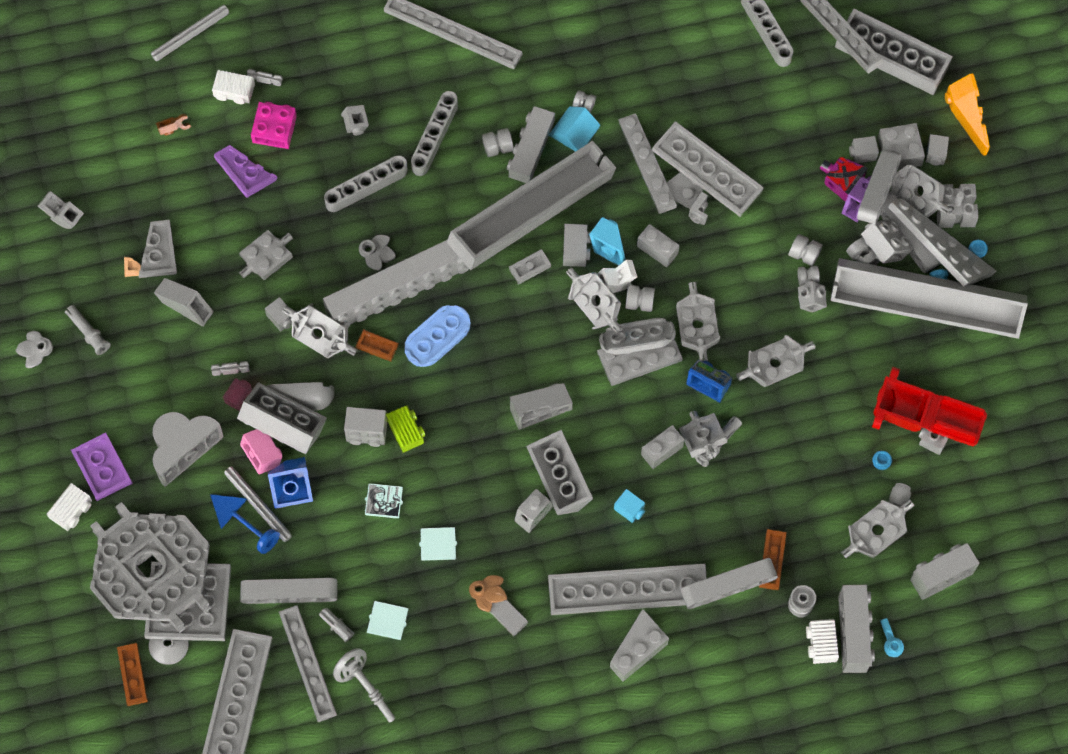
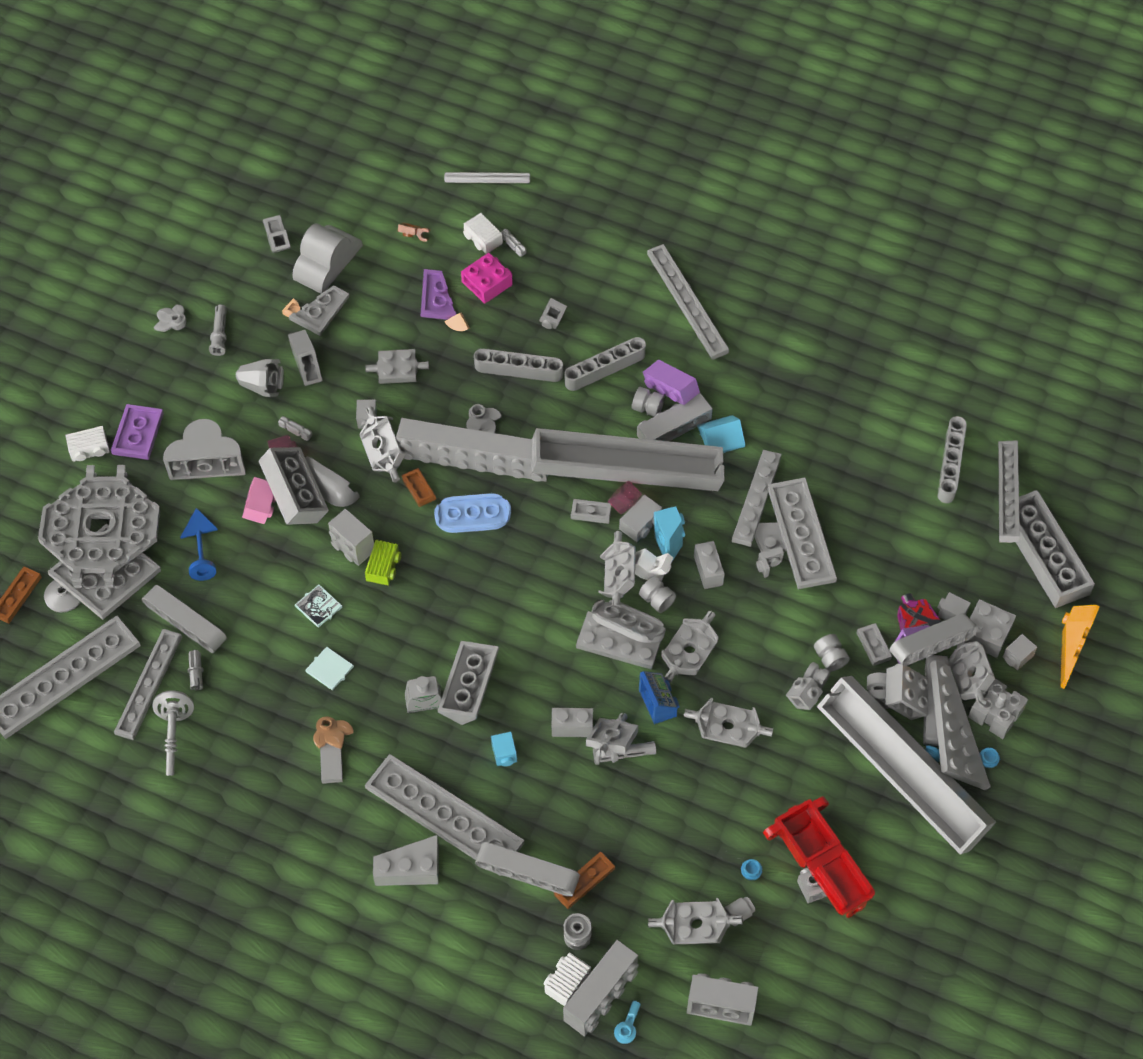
camera: 40 degrees right, 10 degrees down
(119, 202) = (324, 256): none -> light grey brick
(164, 345) = (262, 377): none -> light grey cone
(257, 503) = (223, 540): light grey axle -> none
(282, 181) = (458, 323): none -> light nougat tile
(290, 483) = (259, 540): blue slope -> none
(387, 620) = (237, 697): light aqua piece -> none
(503, 113) = (671, 382): none -> medium lavender brick
(540, 405) = (501, 618): light grey wedge -> none
(549, 237) = (624, 497): none -> clear pink brick
(584, 100) = (747, 418): light grey wheel -> none
(829, 220) = (874, 644): none -> light grey plate

